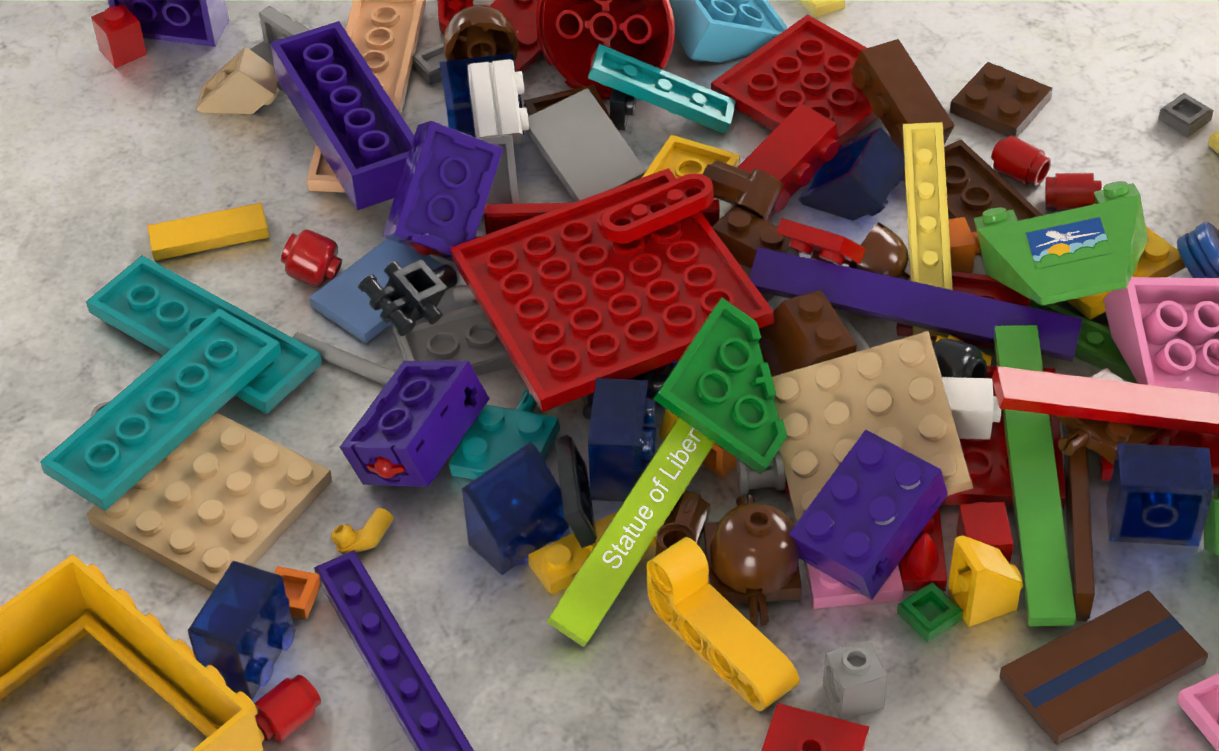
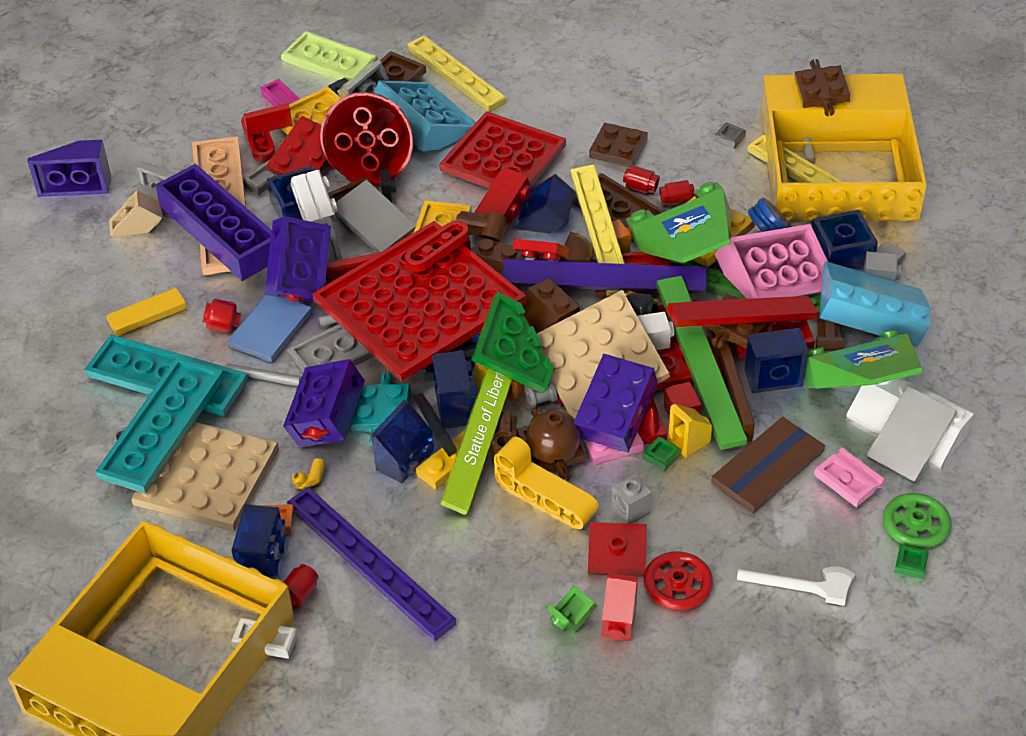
camera: 15 degrees left, 0 degrees up
(119, 35) = (43, 197): red brick -> none
(409, 293) = (294, 326): black piece -> none
(479, 33) = (288, 156): reddish brown cylinder -> none
(662, 89) = (411, 172): teal plate -> none
(897, 90) = (557, 150): reddish brown brick -> none

